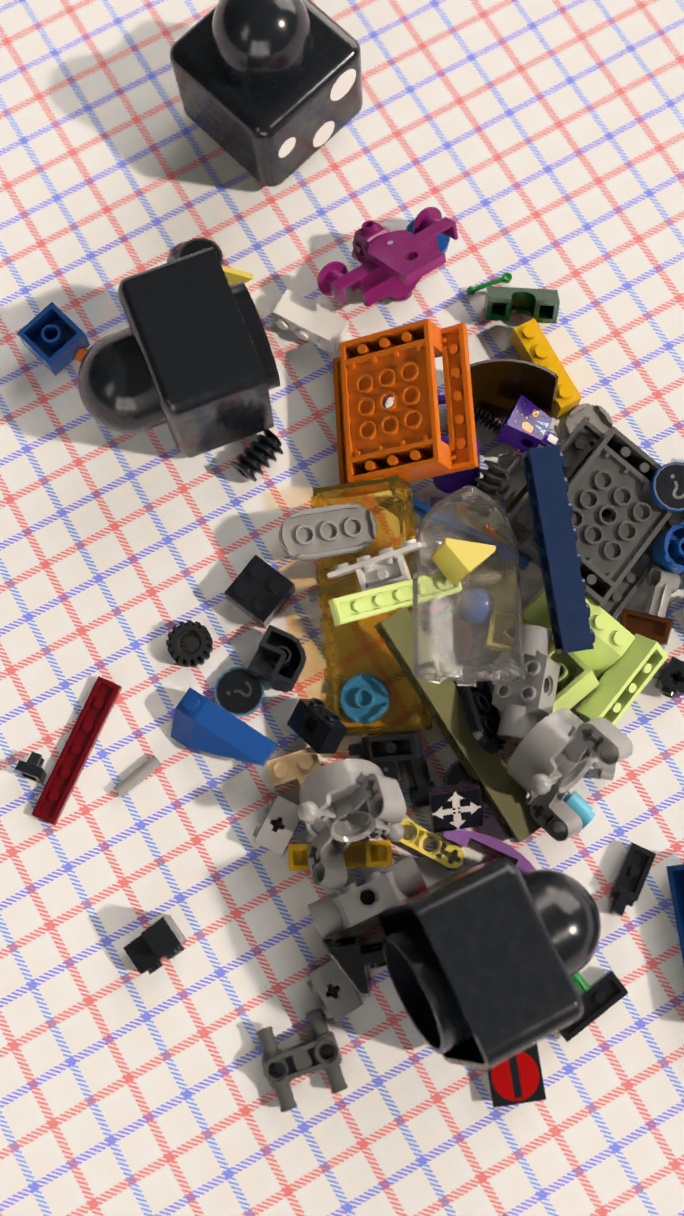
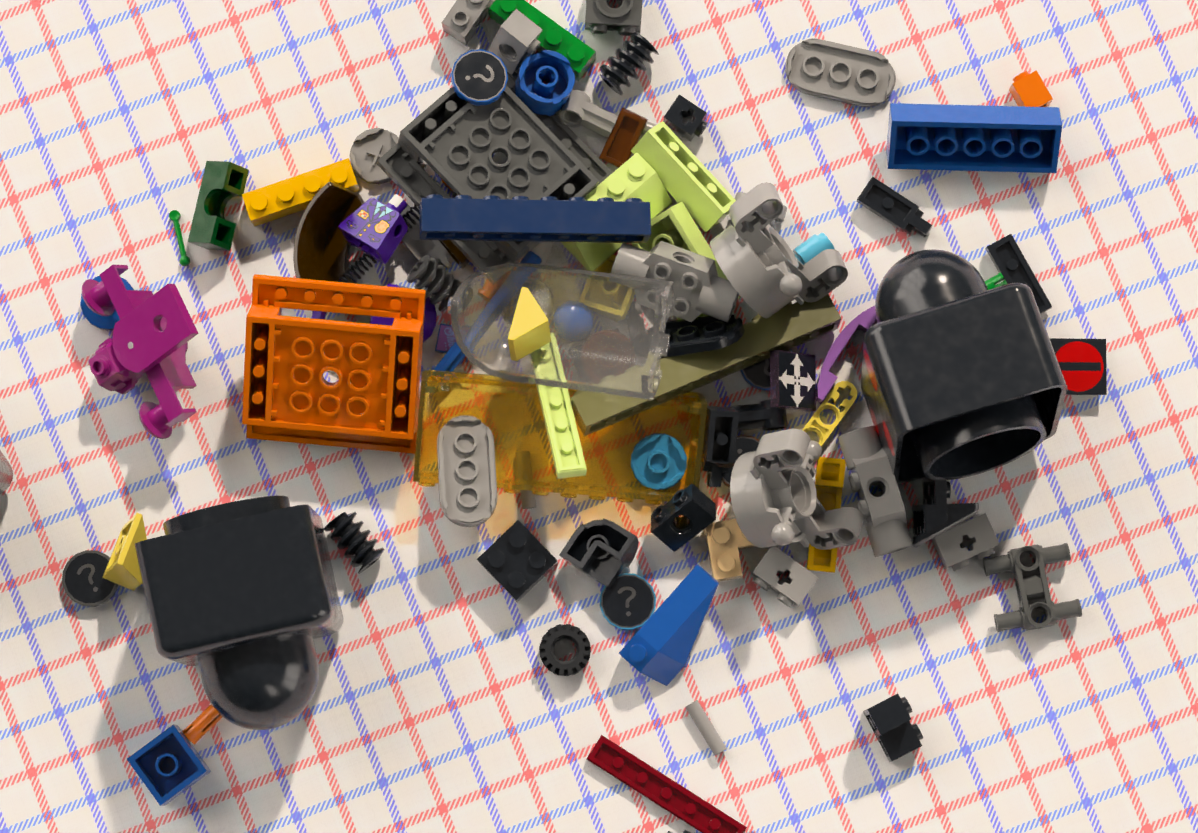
camera: 80 degrees left, 5 degrees up
(310, 321) = (196, 456): white brick -> none
(381, 570) = (521, 416): white bracket -> none

